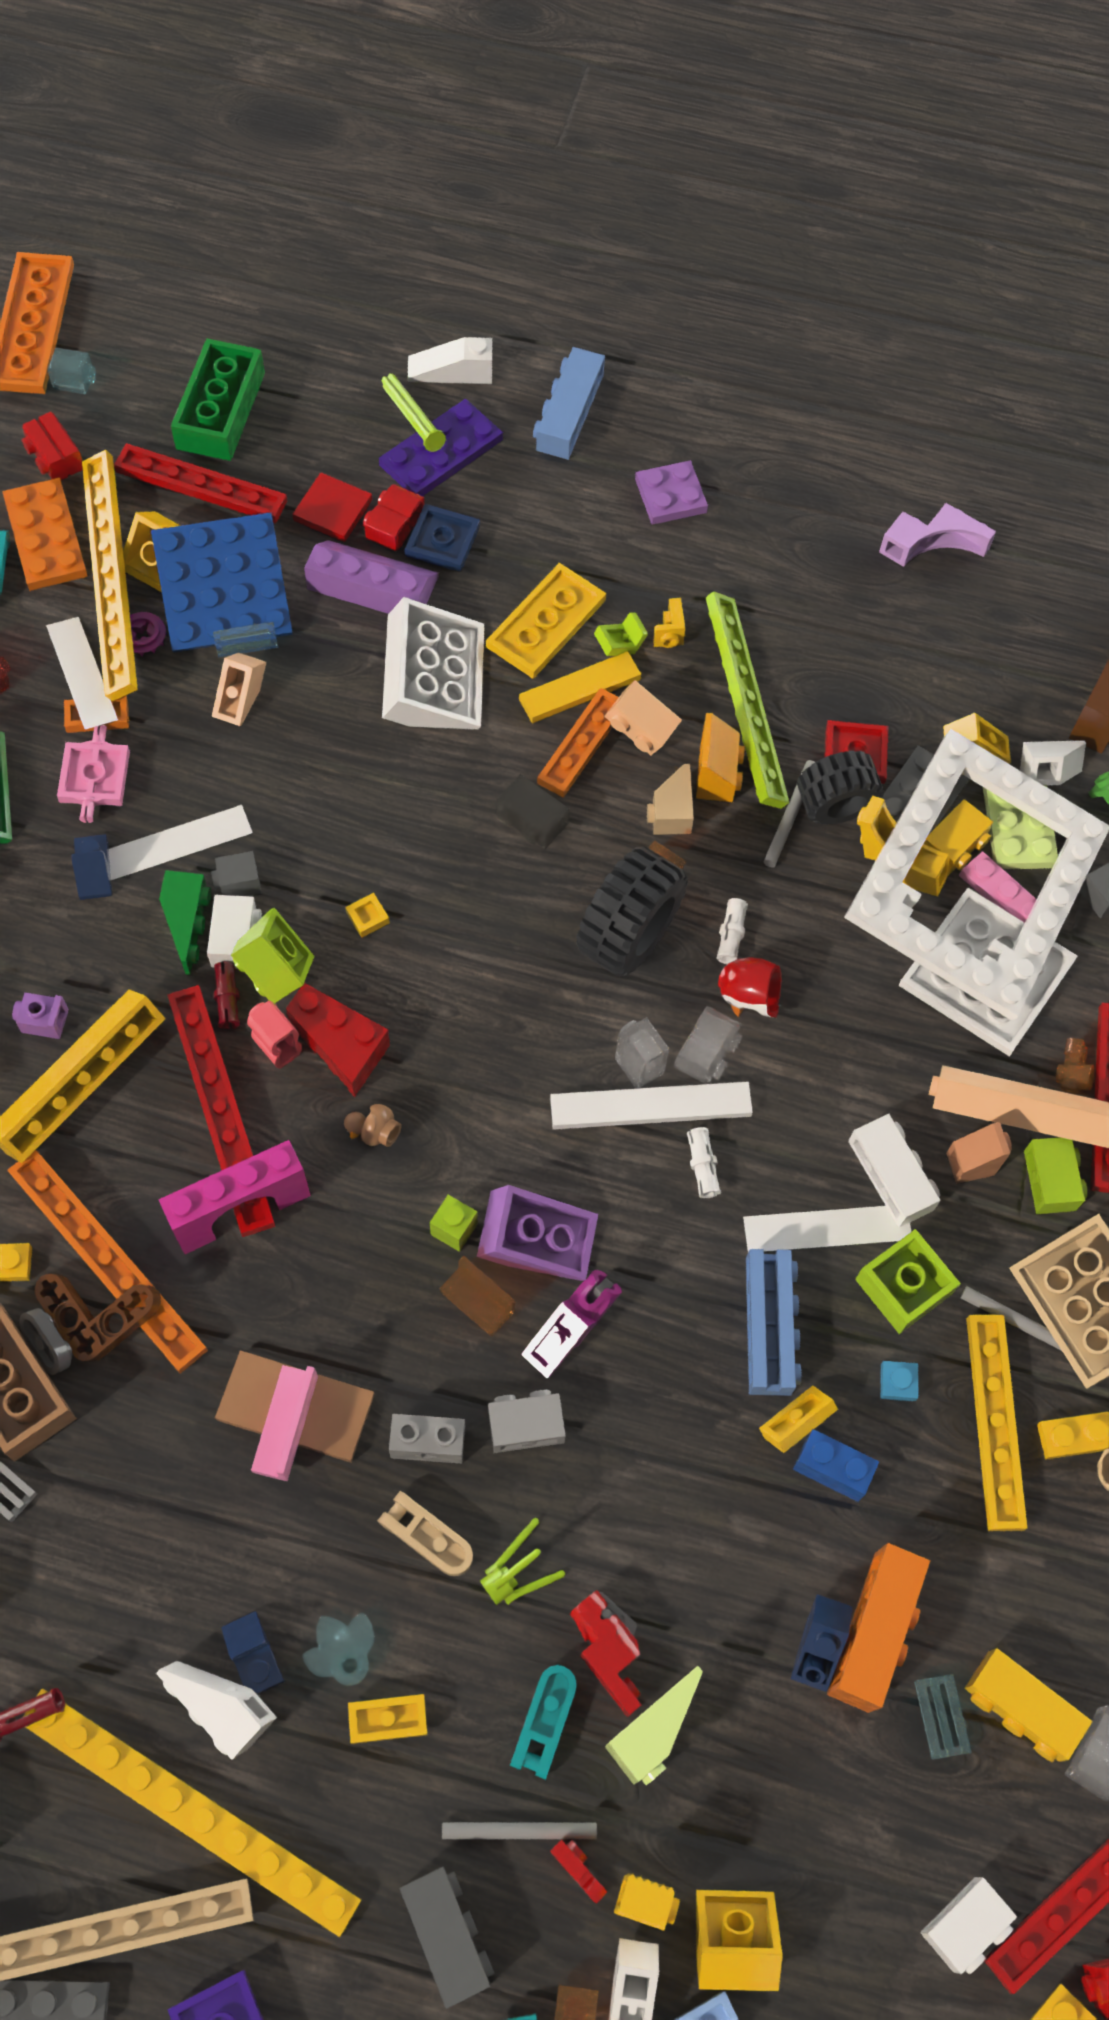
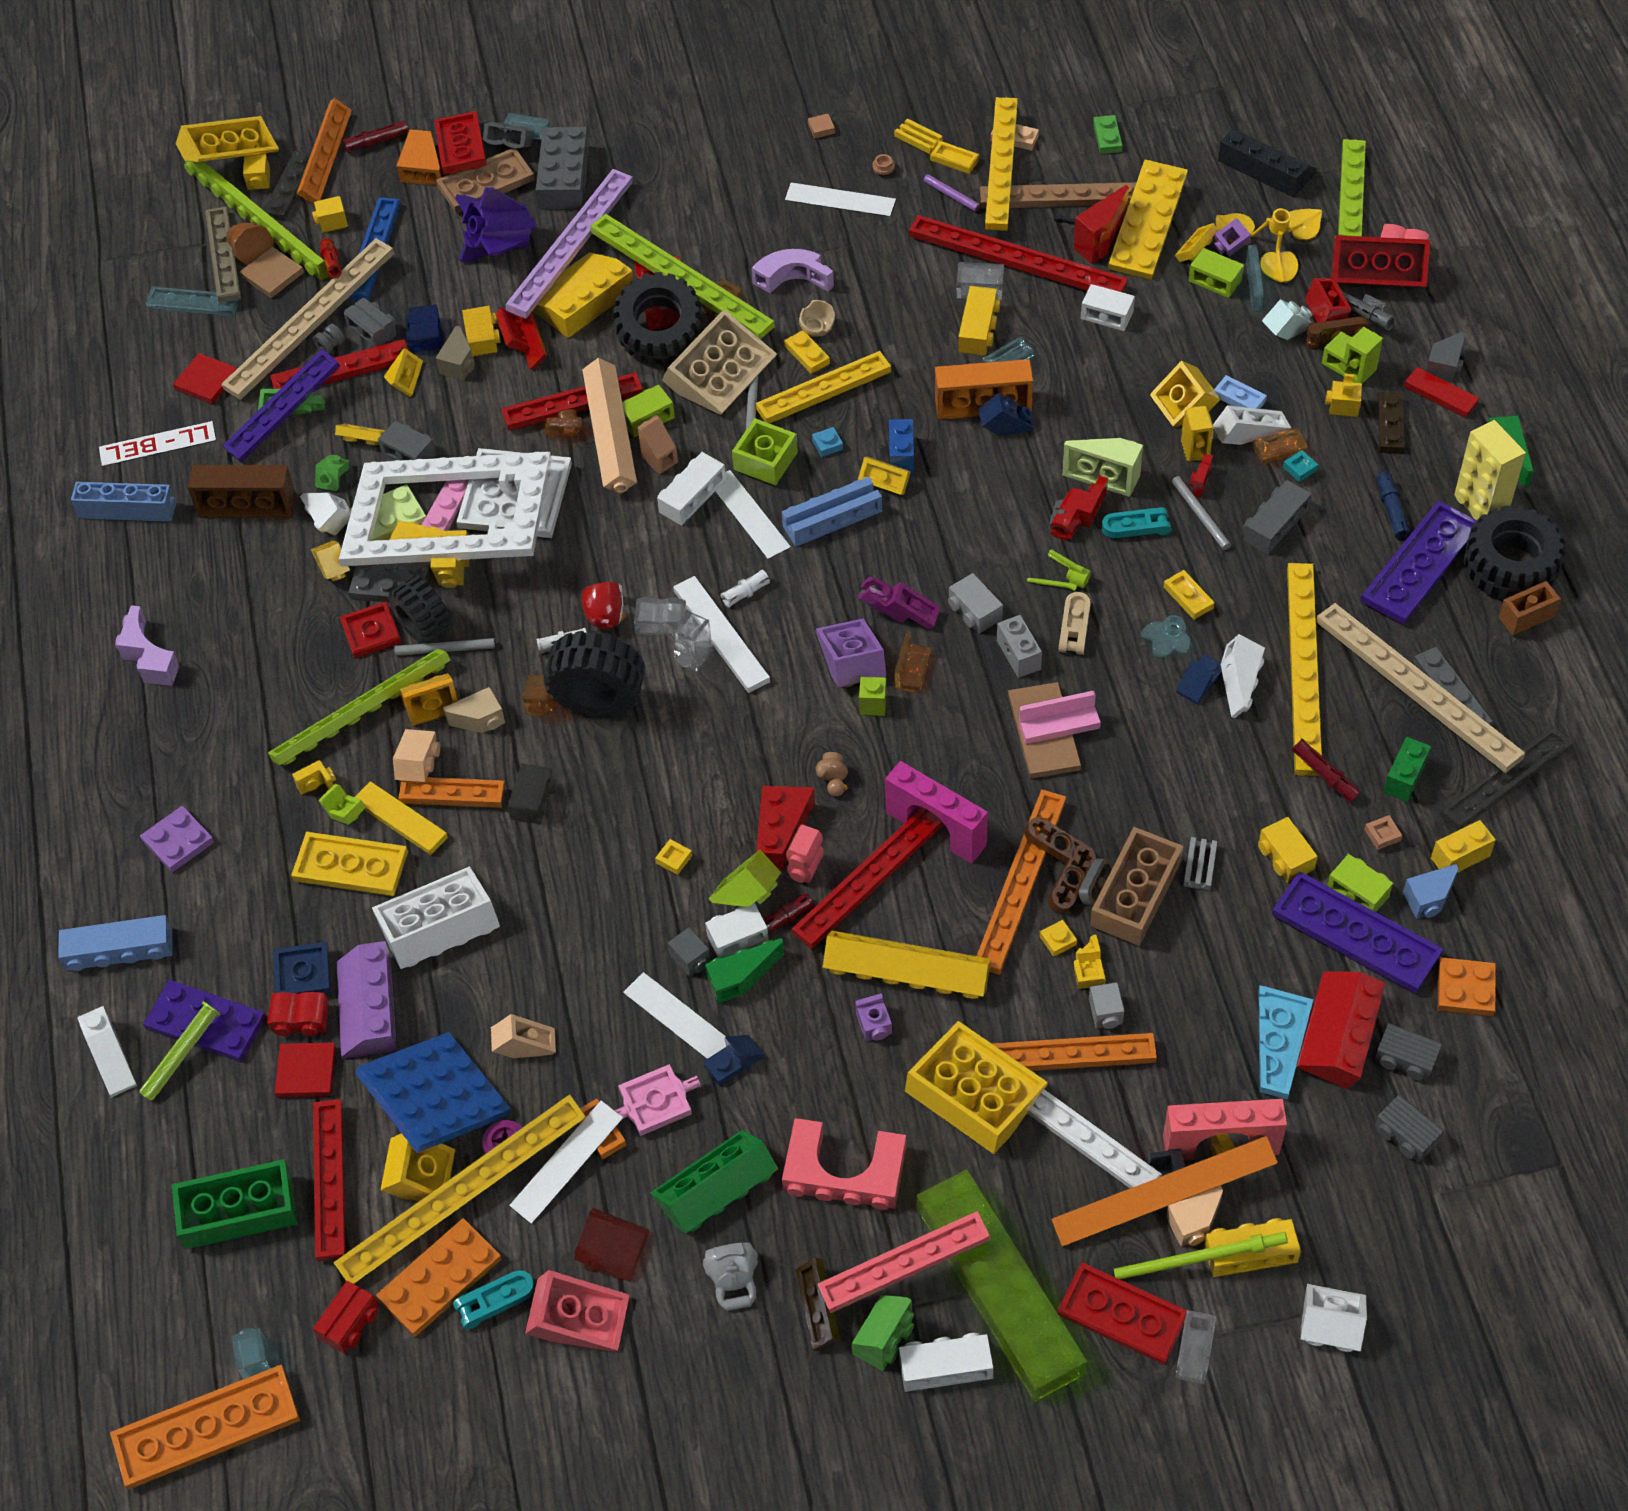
camera: 110 degrees left, 10 degrees down
(245, 639) = (475, 1056): clear light blue tile -> none

